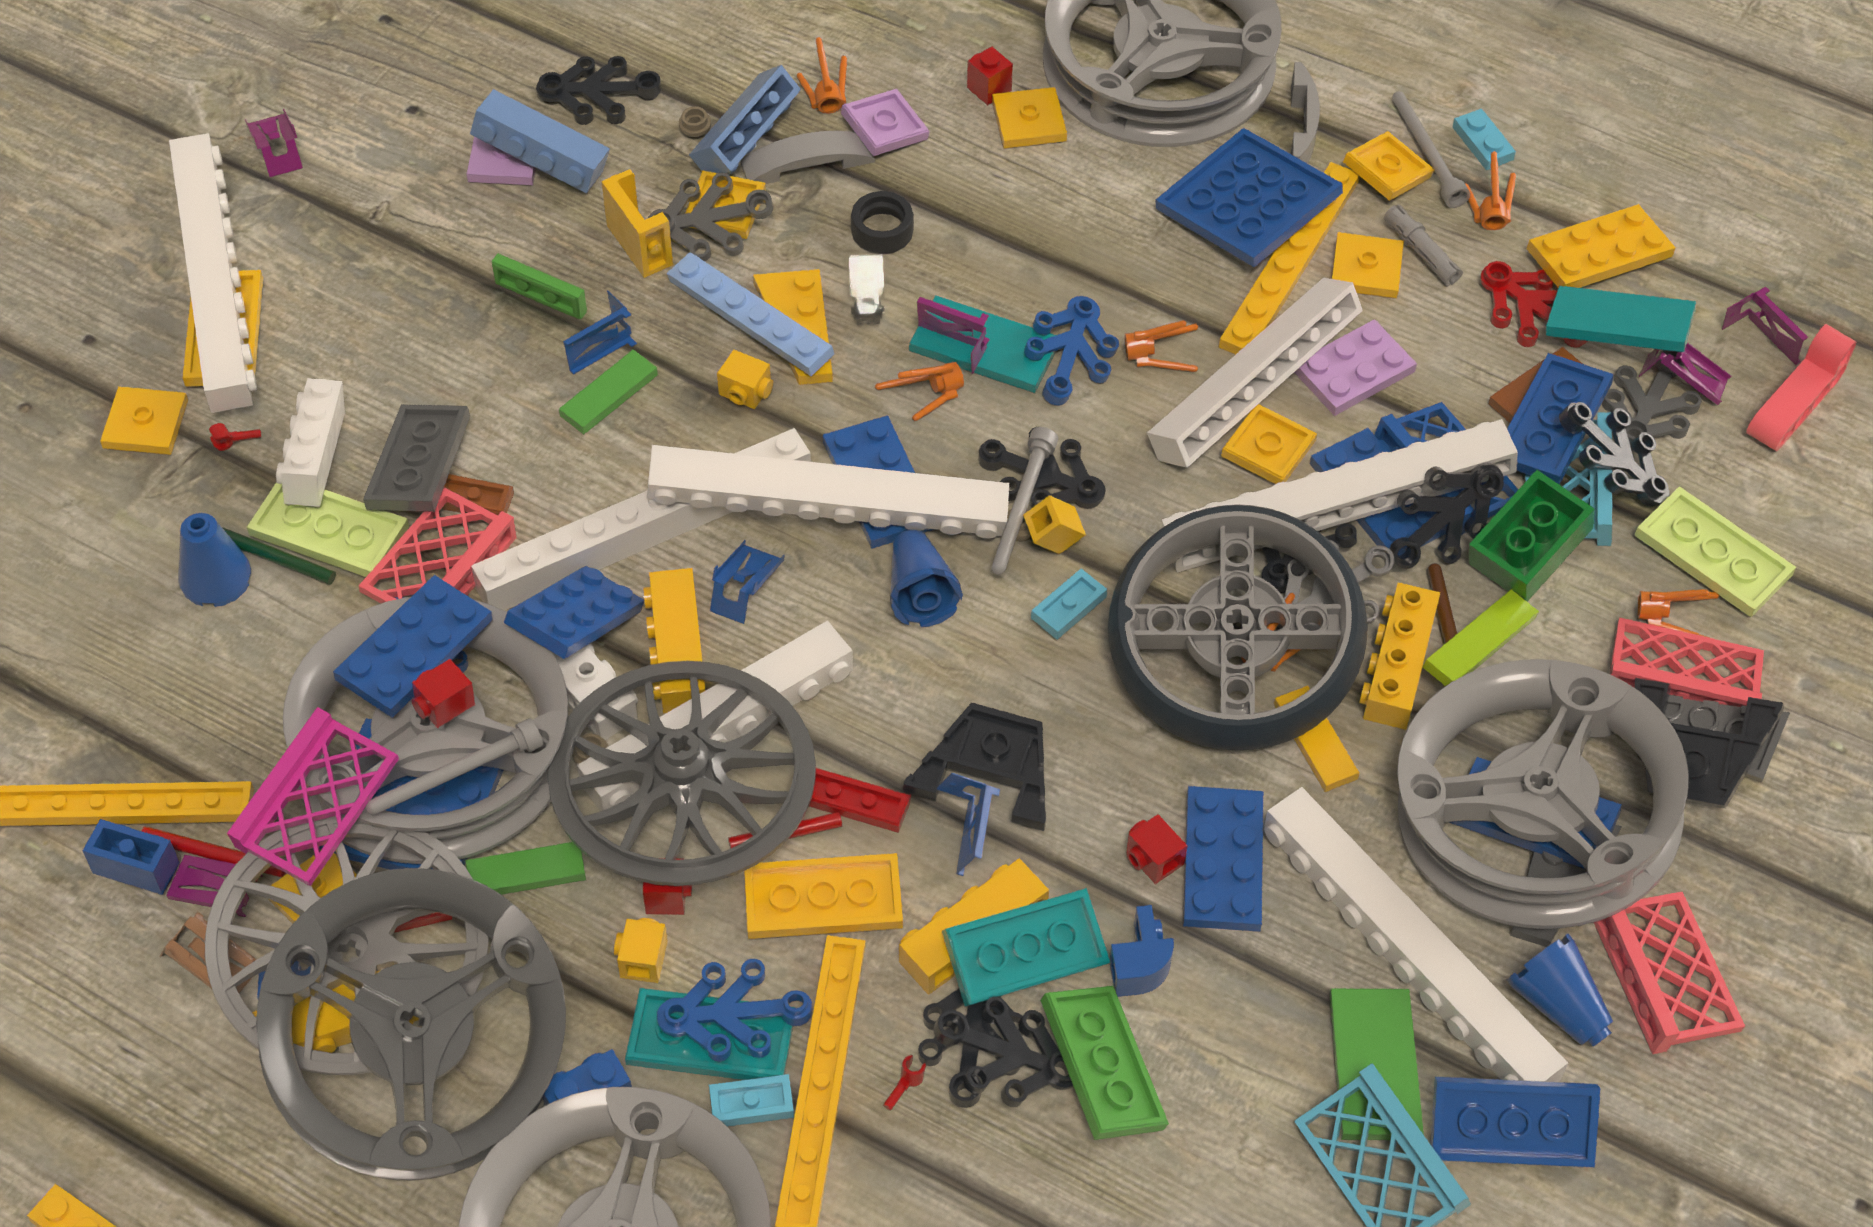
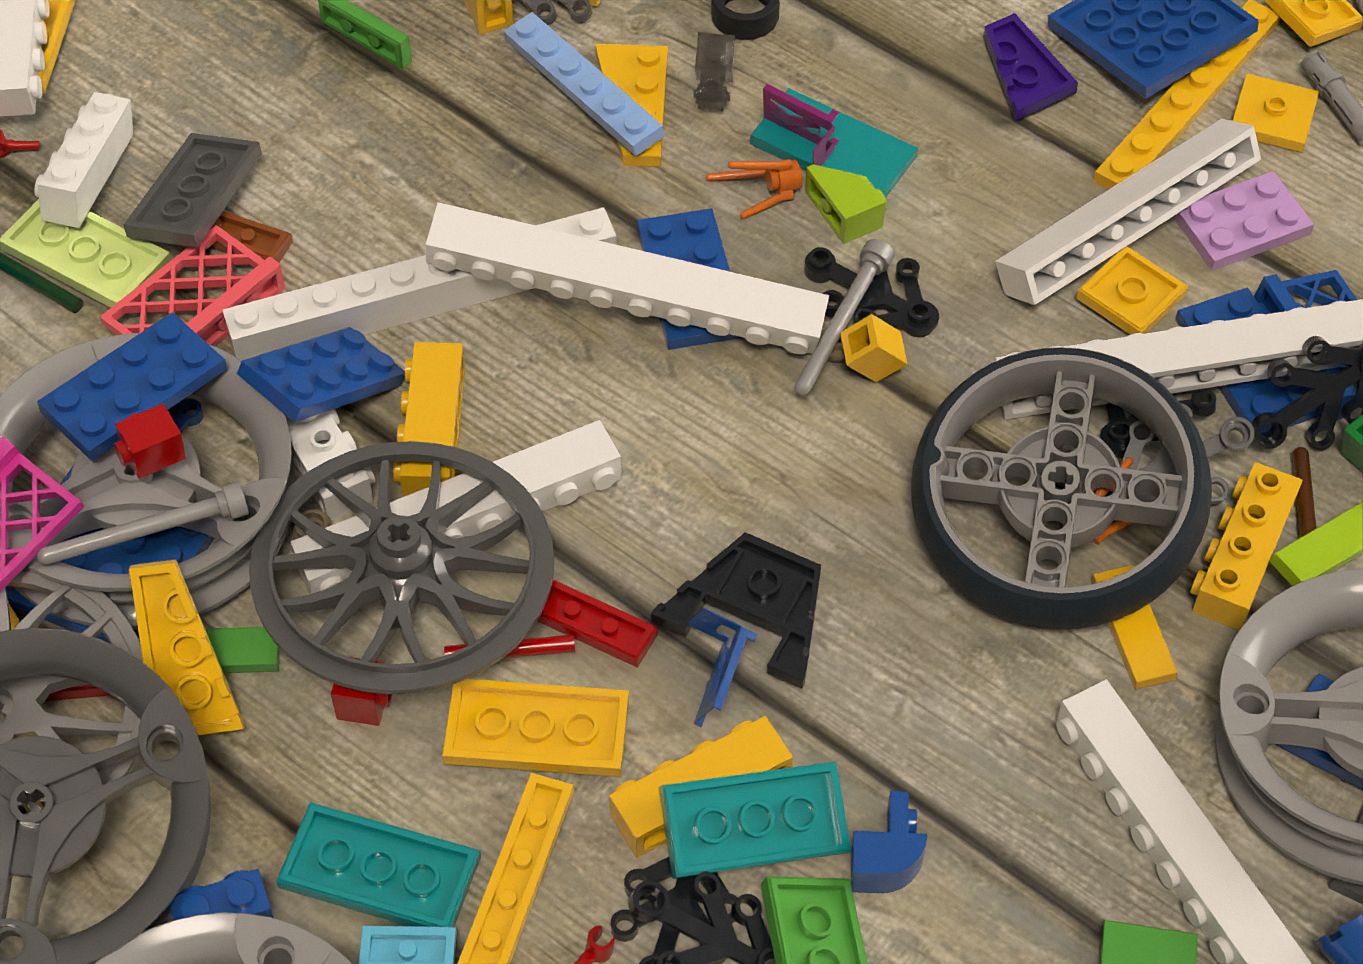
camera: 10 degrees right, 0 degrees up
(501, 864) = (179, 647): none -> yellow wing
(592, 335) = (404, 86): blue piece -> none
(608, 391) = (415, 147): bright green tile -> none
(641, 949) = (320, 759): yellow brick -> none
(728, 1012) = (401, 843): blue plant -> none
(744, 379) = (563, 151): yellow brick -> none
(755, 565) = (536, 351): blue piece -> none
(921, 581) = (713, 392): blue cone -> none
(1005, 394) = (846, 201): none -> lime slope
(1069, 603) = (875, 437): medium azure plate -> none
(1073, 343) = (946, 126): blue plant -> none
(1141, 344) = (1006, 166): orange plant -> none
(1143, 250) = (1026, 67): none -> dark purple wing
(1155, 848) = (925, 727): red brick -> none
(1223, 859) = (1004, 750): blue plate -> none

